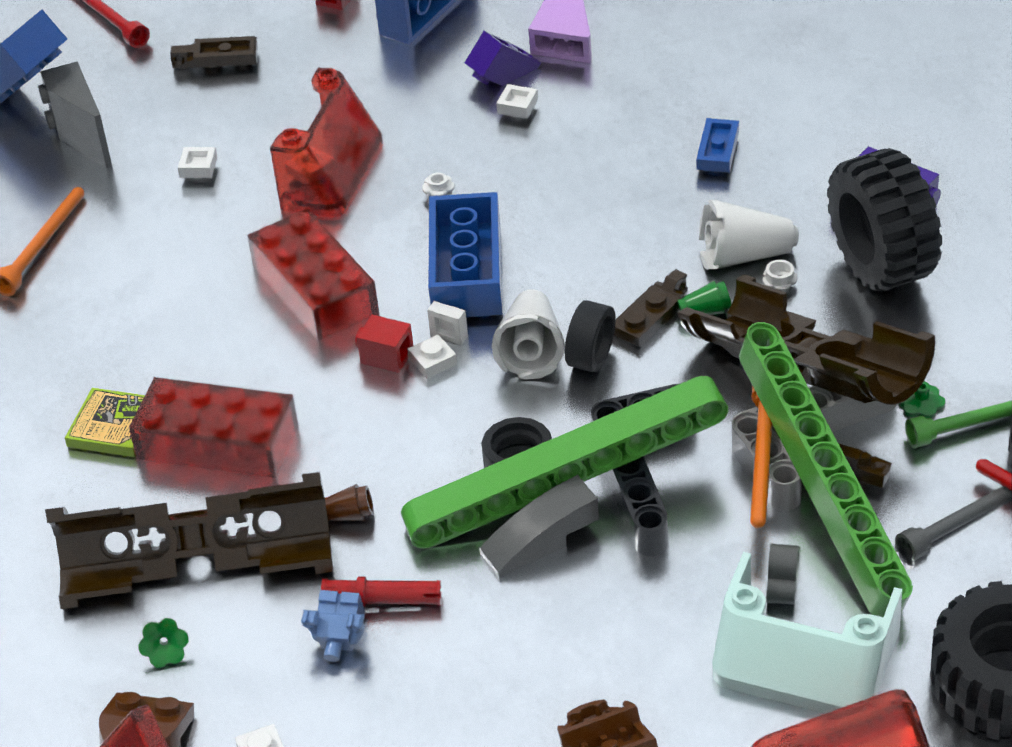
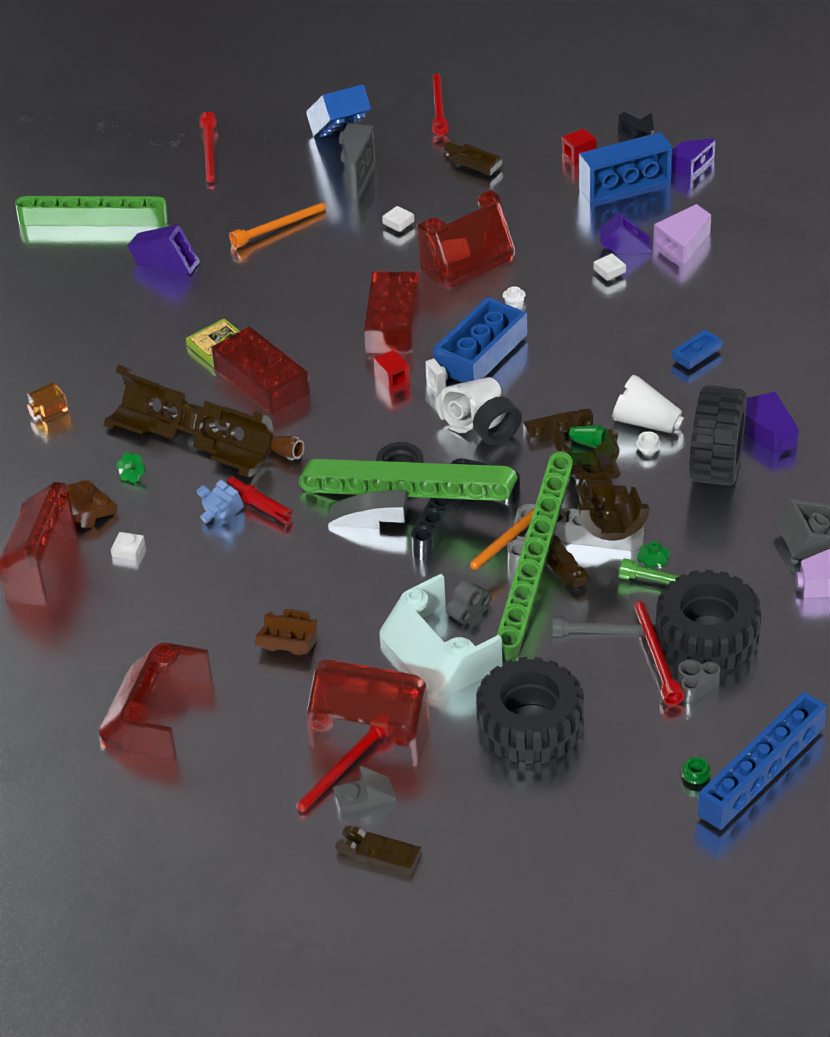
camera: 35 degrees right, 0 degrees up
(432, 356) = (412, 391): white plate -> none

